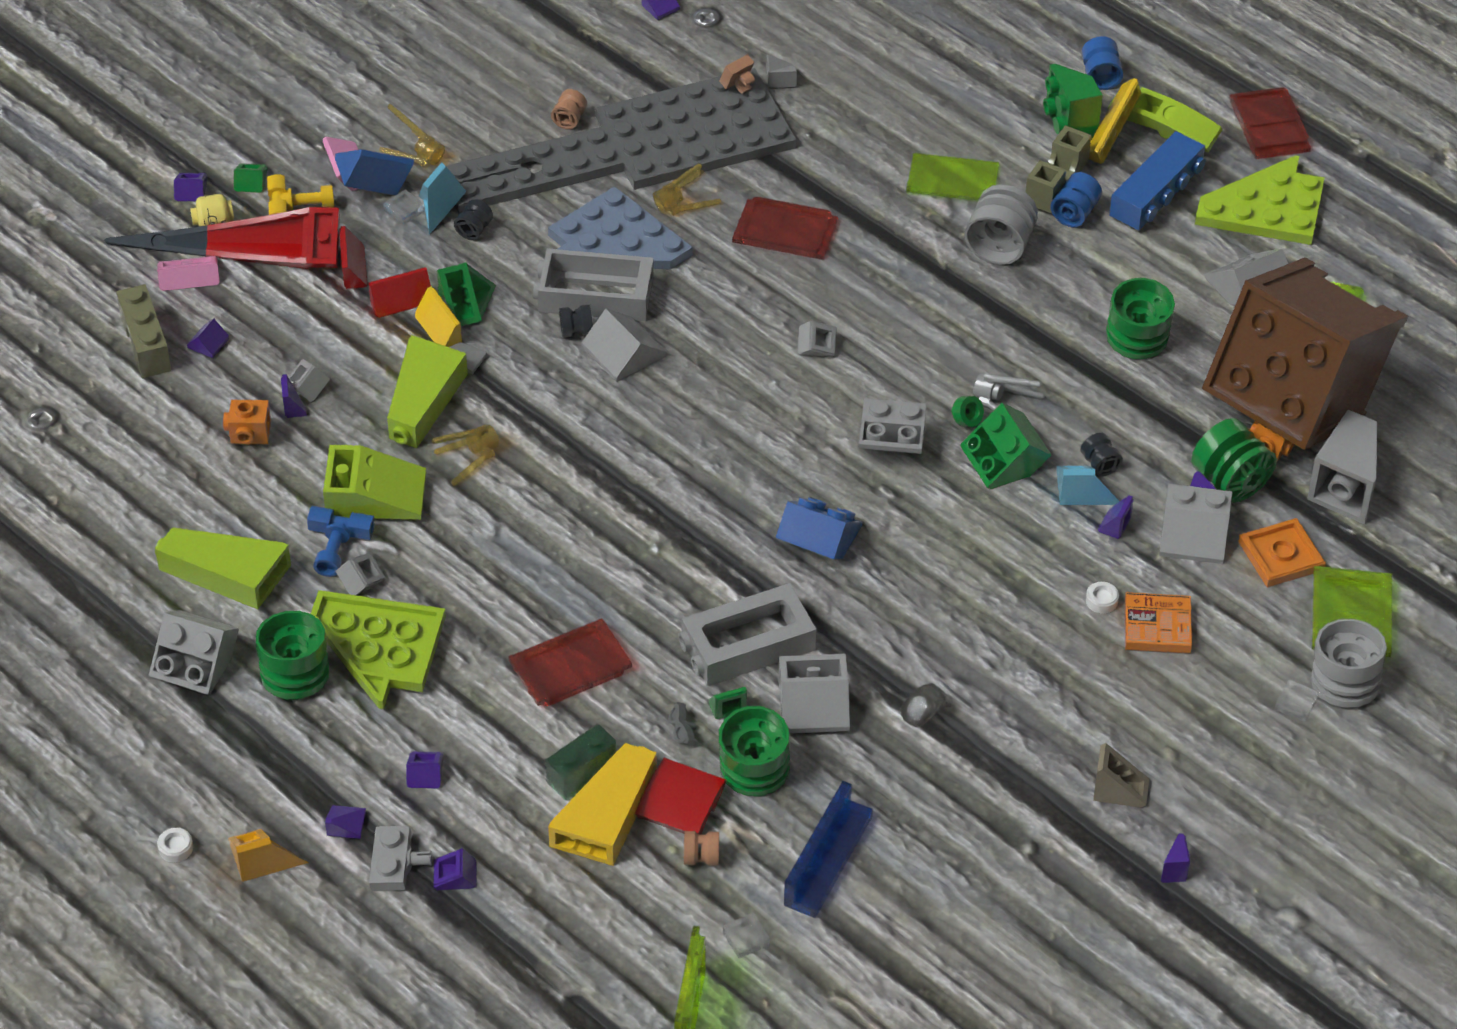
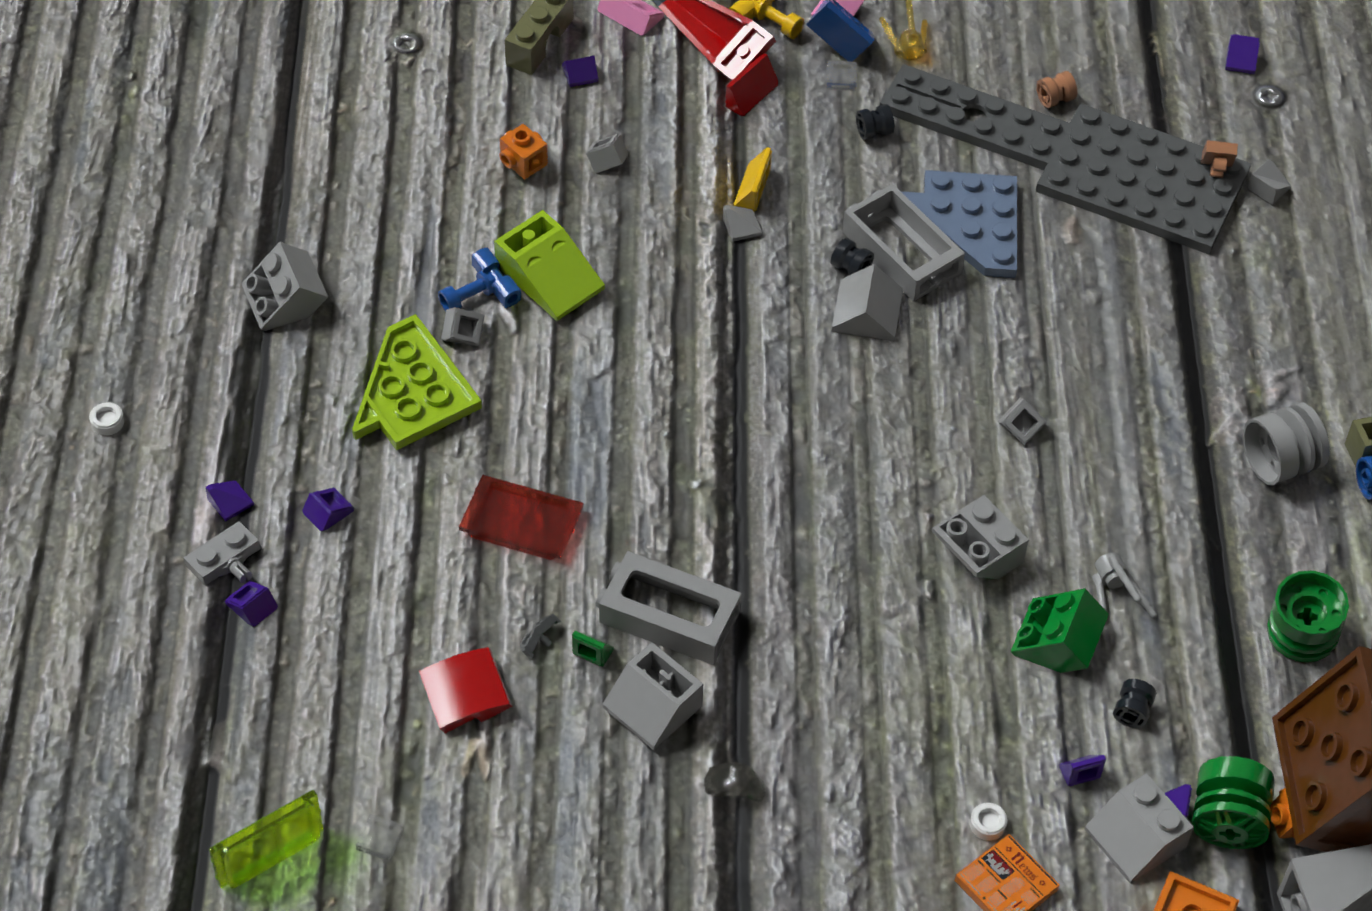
camera: 45 degrees right, 5 degrees up
(224, 563) = (383, 245): lime slope -> none
(259, 855) = (144, 472): light orange slope -> none
(292, 403) = (576, 157): dark purple slope -> none
(292, 654) = (332, 345): green wheel -> none
(398, 292) = (752, 136): red slope -> none
(423, 389) = (674, 223): lime slope -> none
(440, 195) = (867, 82): medium azure slope -> none
(465, 292) = (796, 174): green slope -> none
(479, 440) = (667, 295): clear yellow plant -> none
(579, 761) = (427, 598): clear green brick -> none
(605, 808) = (396, 648): yellow slope -> none
(670, 196) = (1049, 215): clear yellow plant -> none
(709, 848) = (425, 738): nougat wheel -> none
(754, 750) = (548, 699): green wheel -> none
(785, 227) = (1116, 312): clear red piece -> none
(818, 528) = (828, 570): blue slope -> none
(826, 853) = (513, 828): clear blue fence -> none
(950, 176) = (1311, 375): clear neon green piece -> none
(968, 411) = (1067, 575): green tile -> none
(1081, 487) = (1088, 714): medium azure slope -> none

